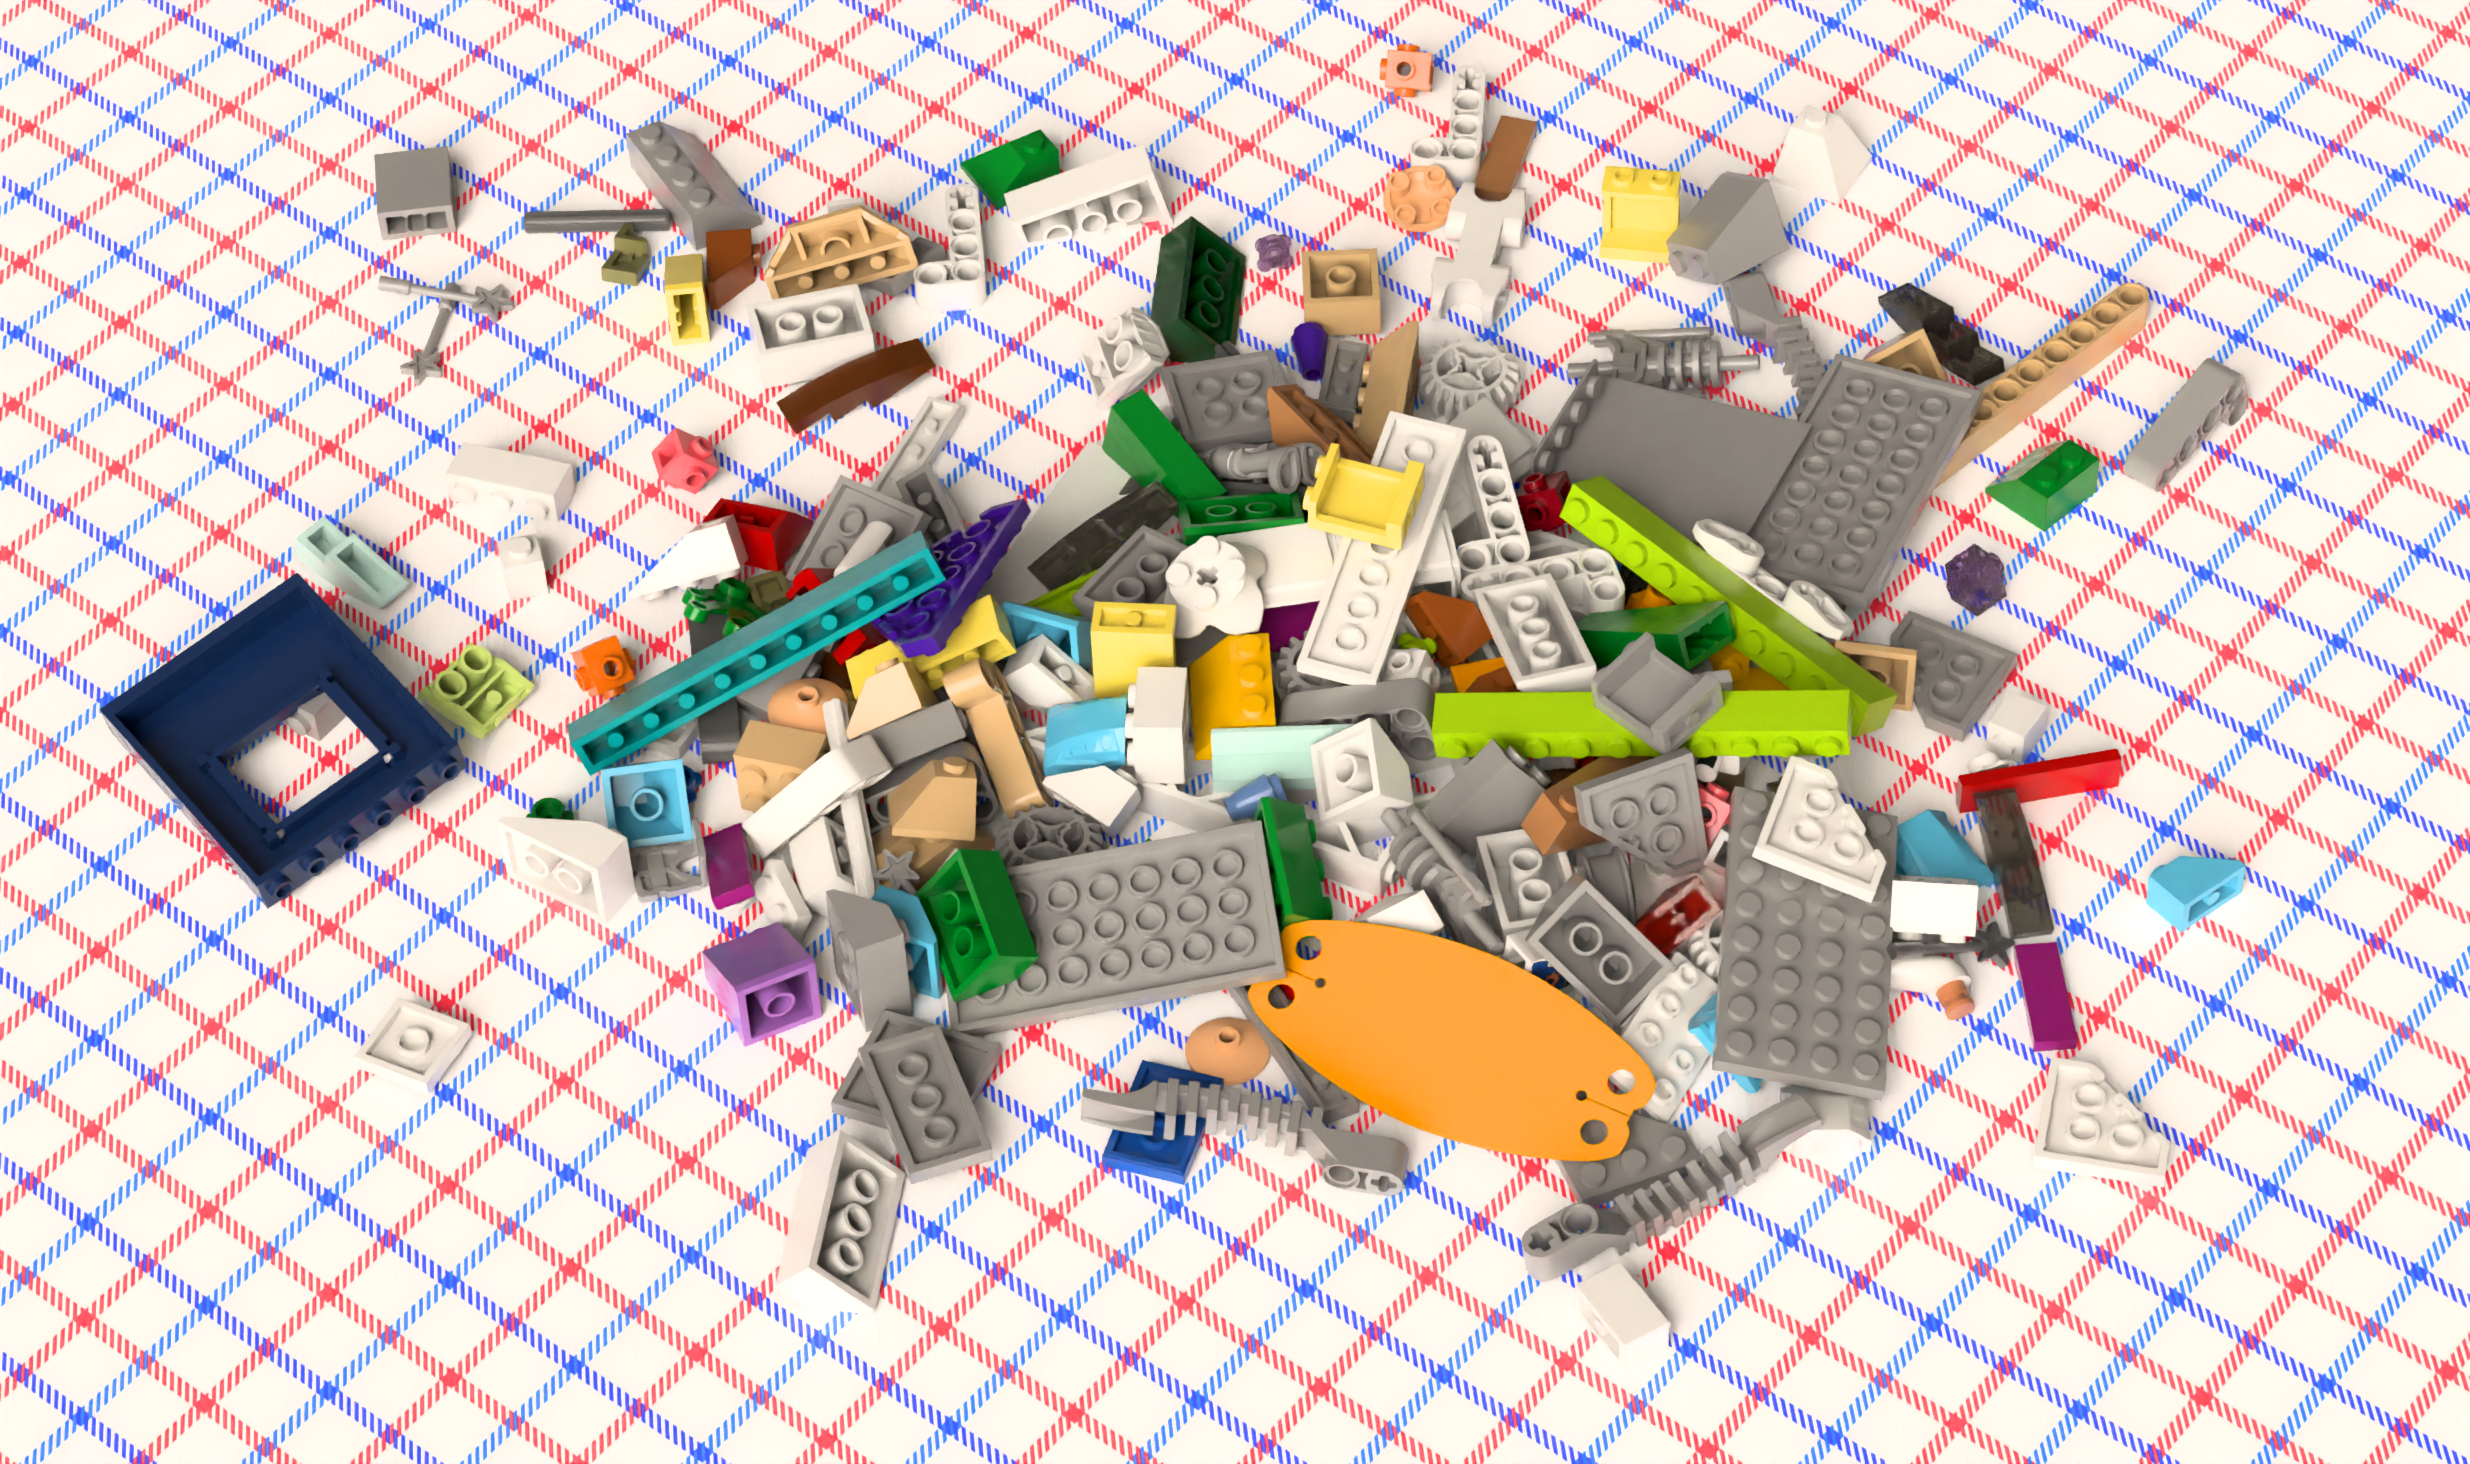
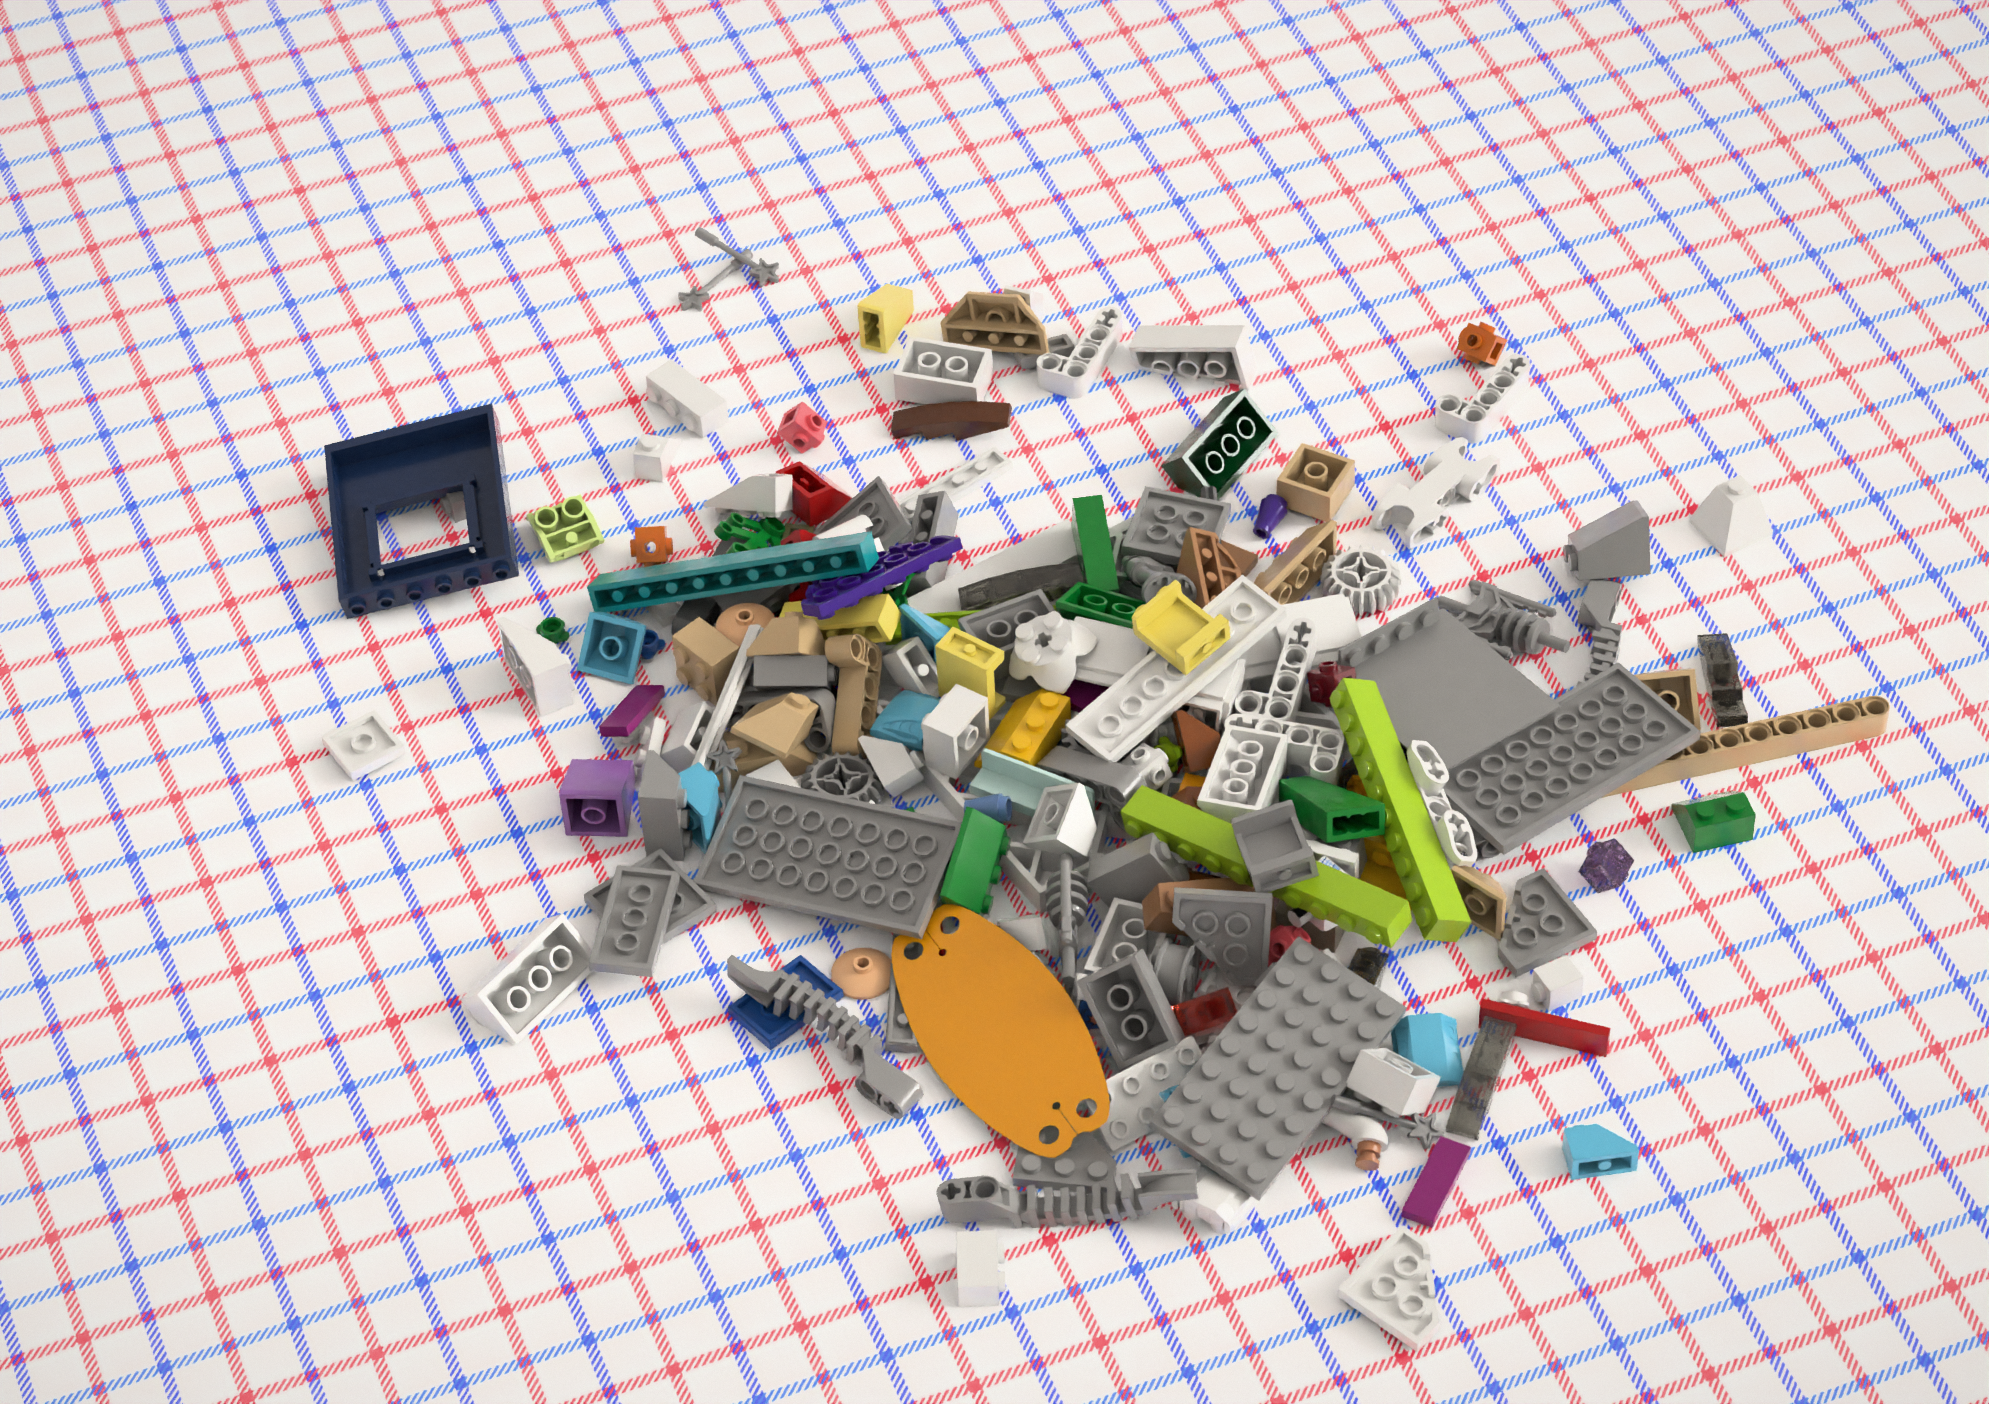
camera: 30 degrees right, 0 degrees up
(348, 564) = (550, 412): light aqua slope -> none
(414, 193) = (767, 179): light grey brick -> none
(596, 220) = (871, 243): axle -> none
(628, 260) = (870, 278): olive slope -> none
(657, 869) = (594, 693): light grey piece -> none
(688, 182) = (948, 240): light grey slope -> none
(730, 264) = (928, 305): dark orange slope -> none
(816, 794) = (709, 681): white beam -> none
(977, 923) = (745, 814): green slope -> none
(1013, 166) = (1165, 307): green slope -> none
(1122, 355) = (1137, 466): white slope -> none
(1273, 243) = (1297, 430): clear purple plate -> none
(1343, 377) = (1272, 543): light grey tile -> none
(1418, 198) = (1422, 435): light nougat dish -> none
(1505, 158) = (1508, 431): medium nougat tile -> none
(1639, 213) = (1561, 504): light yellow panel -> none
(1818, 833) = (1328, 993): white plate -> none
(2207, 397) = (1845, 815): light grey beam -> none

